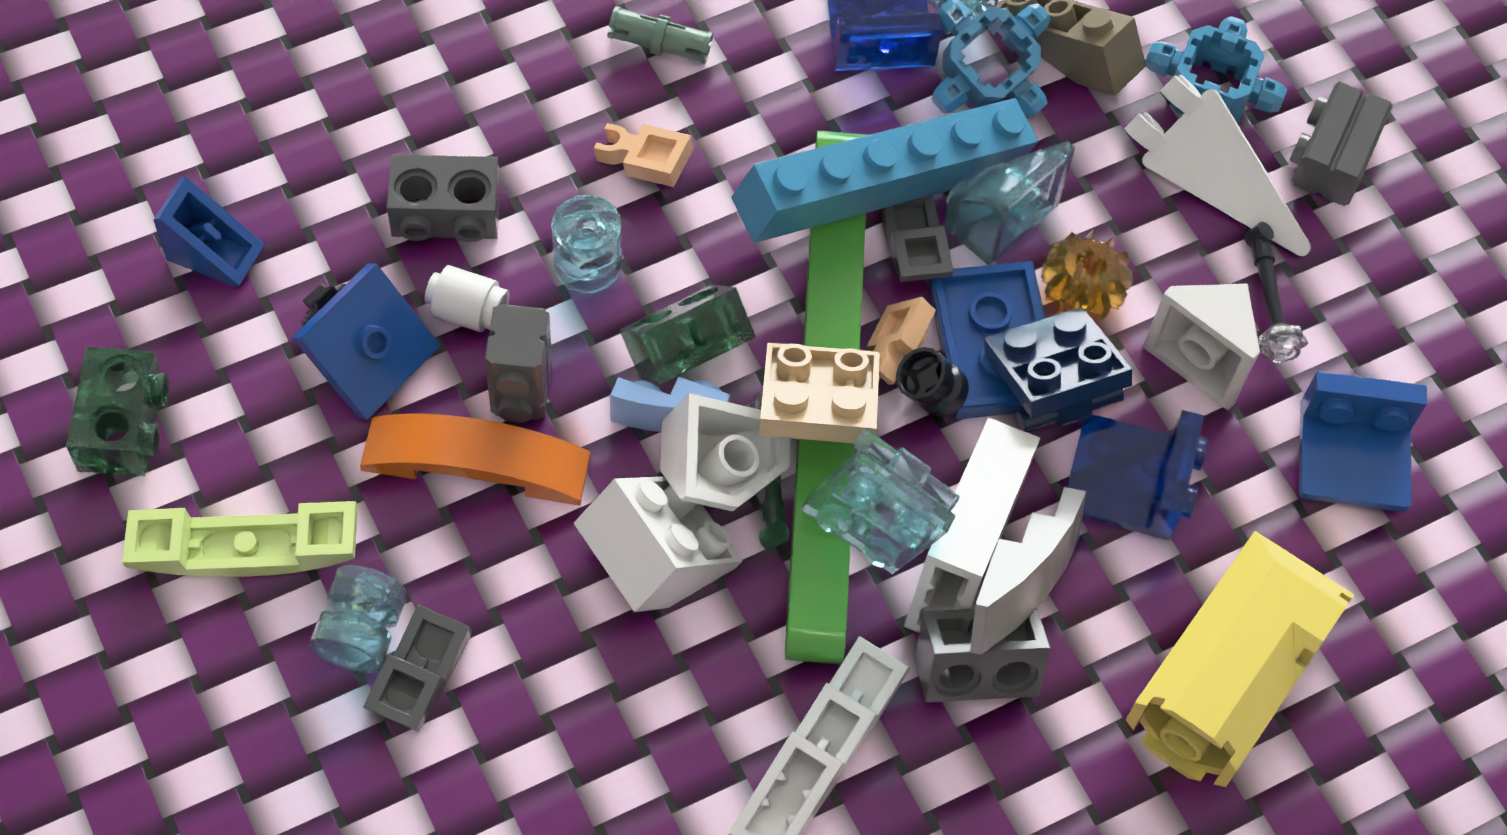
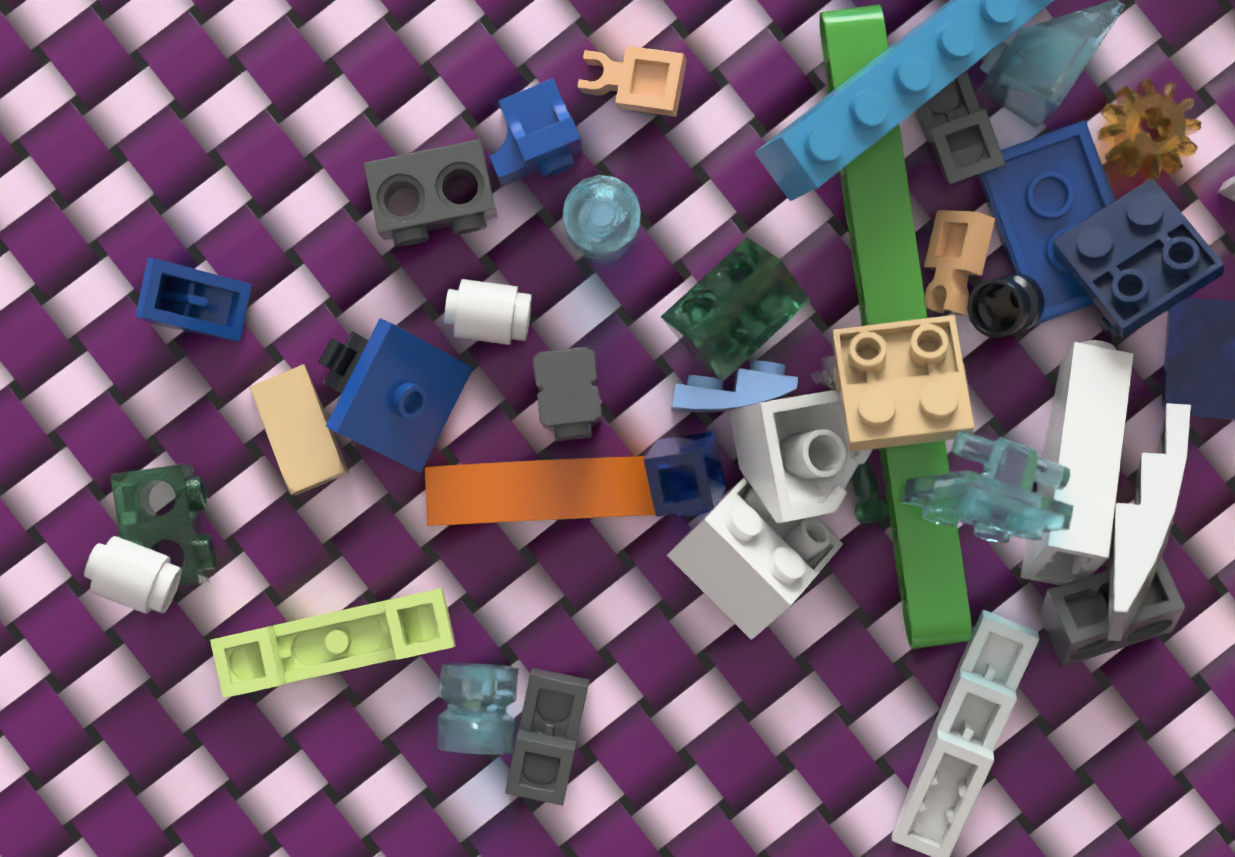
camera: 10 degrees left, 25 degrees up
(76, 420) = (132, 575): none -> white brick
(268, 366) = (297, 430): none -> tan slope
(545, 174) = (538, 135): none -> blue brick
(606, 453) = (685, 474): none -> clear blue brick

